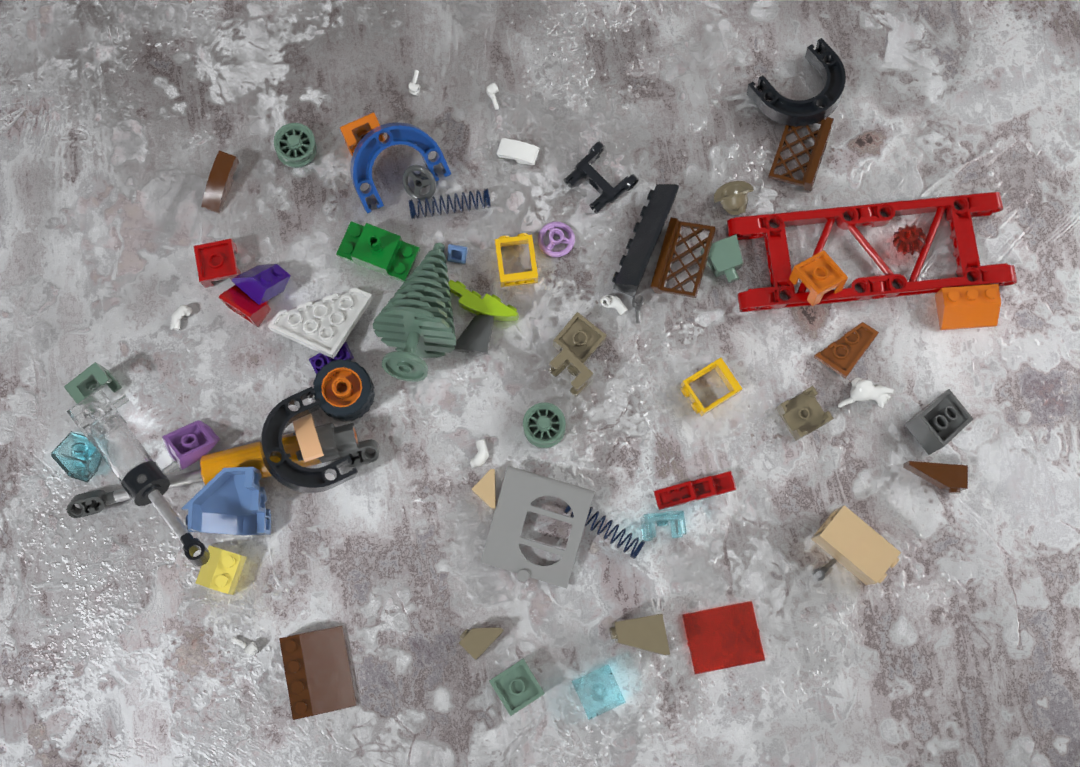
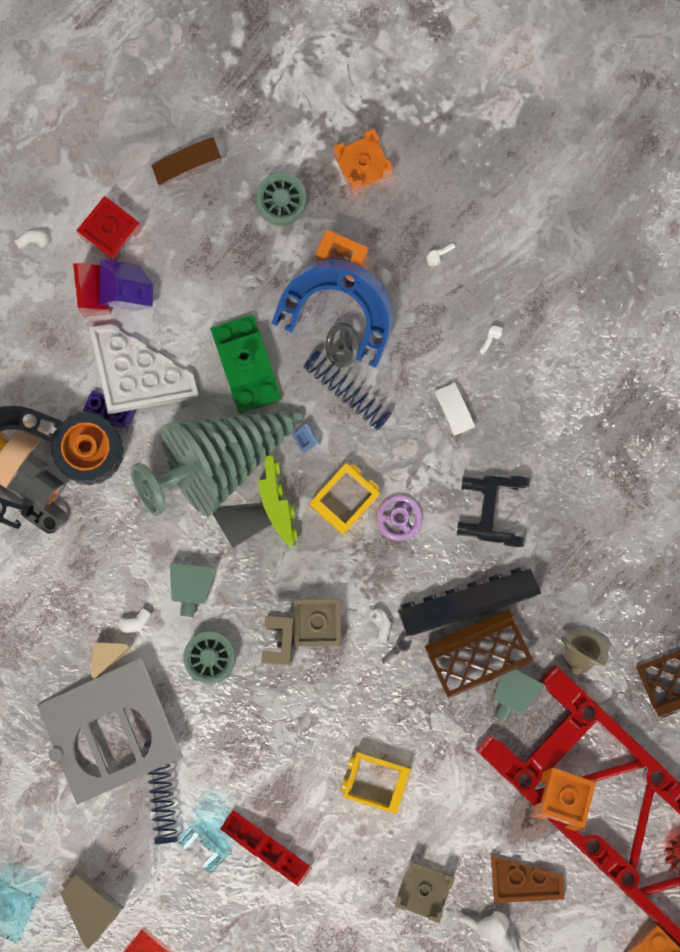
camera: 50 degrees right, 5 degrees up
(317, 80) = (362, 162): none -> orange panel
(487, 399) = (190, 586): none -> sand green torso

